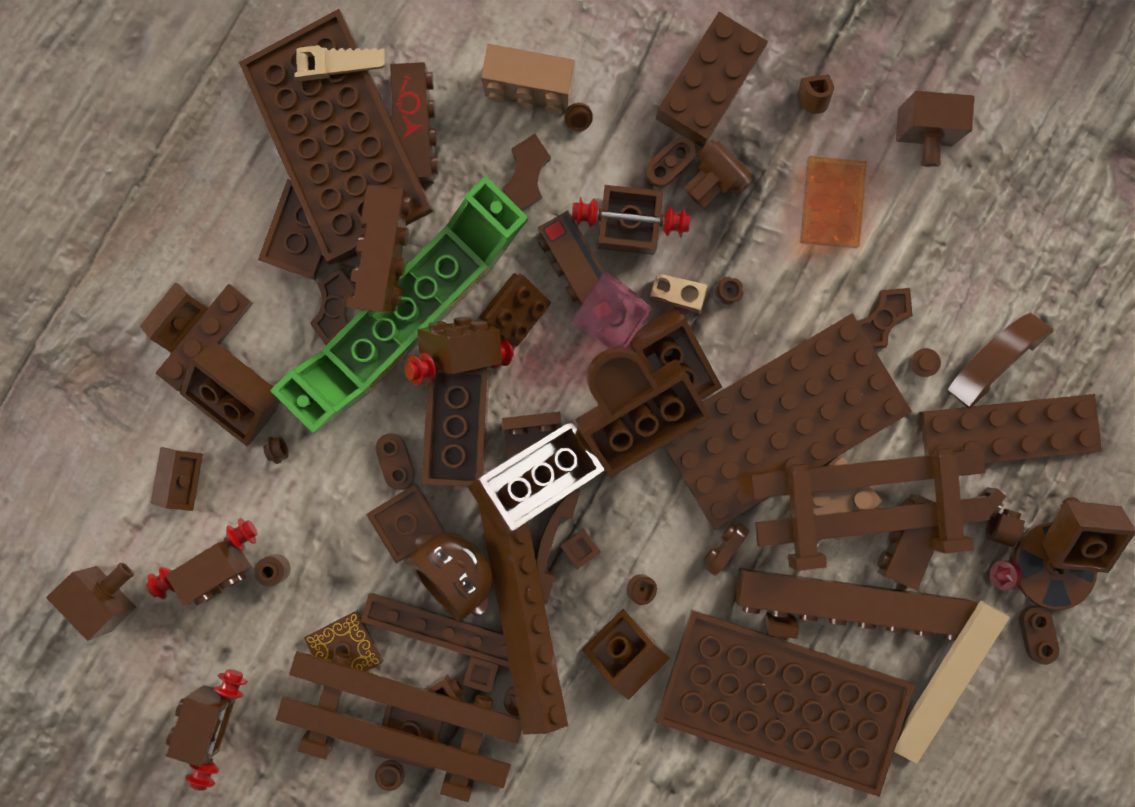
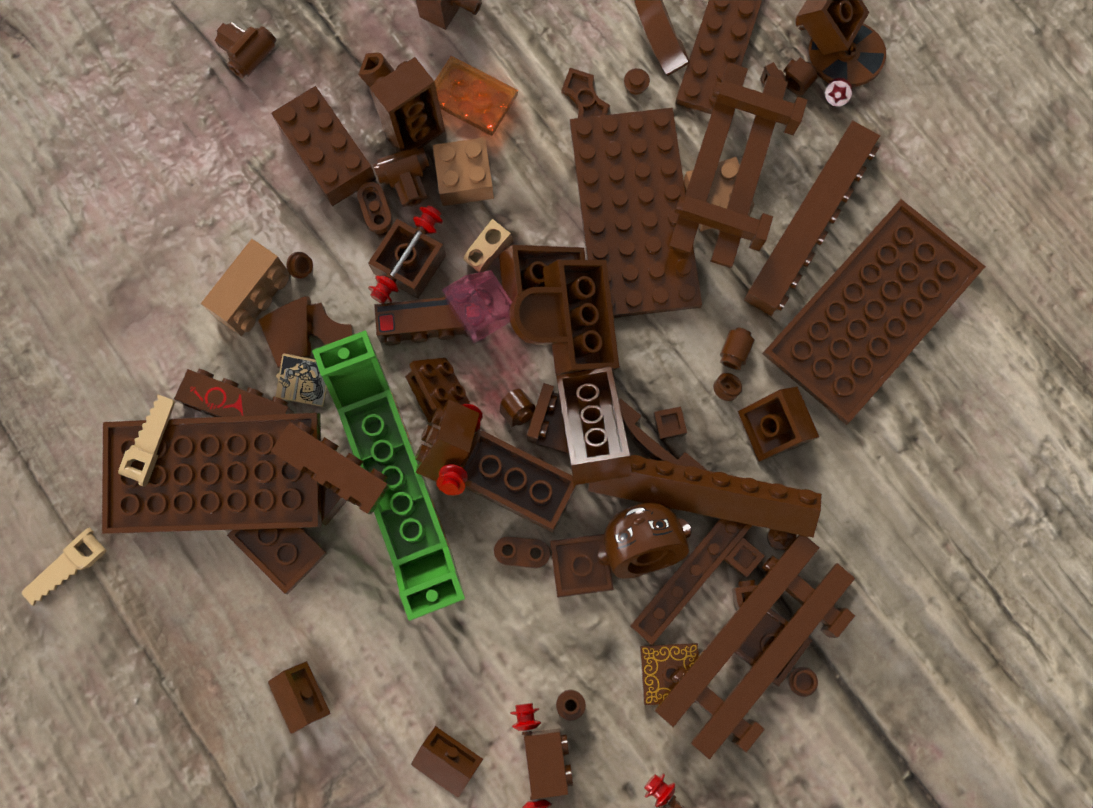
camera: 60 degrees left, 10 degrees down
(196, 43) = (64, 566): none -> tan piece
(211, 327) = (331, 677): reddish brown plate -> none
(229, 393) = (392, 674): reddish brown slope -> none
(276, 450) = (462, 655): reddish brown plate -> none
(333, 310) = (370, 553): reddish brown tile -> none
(462, 173) = (300, 381): none -> piece
(504, 140) = (288, 330): none -> reddish brown slope
(528, 395) = (517, 407): none -> reddish brown plate
(683, 582) = (736, 348): none -> reddish brown brick
(718, 558) = (727, 309): reddish brown plate -> none
(729, 298) = (505, 200): reddish brown plate -> none
(746, 232) = (463, 171): none -> medium nougat brick
(781, 627) = (808, 284): reddish brown plate -> none
(782, 147) = (408, 106): none -> reddish brown brick
(908, 551) = (788, 157): reddish brown brick -> none
(950, 680) = (909, 169): tan tile -> none
(1038, 636) = (899, 90): reddish brown plate -> none

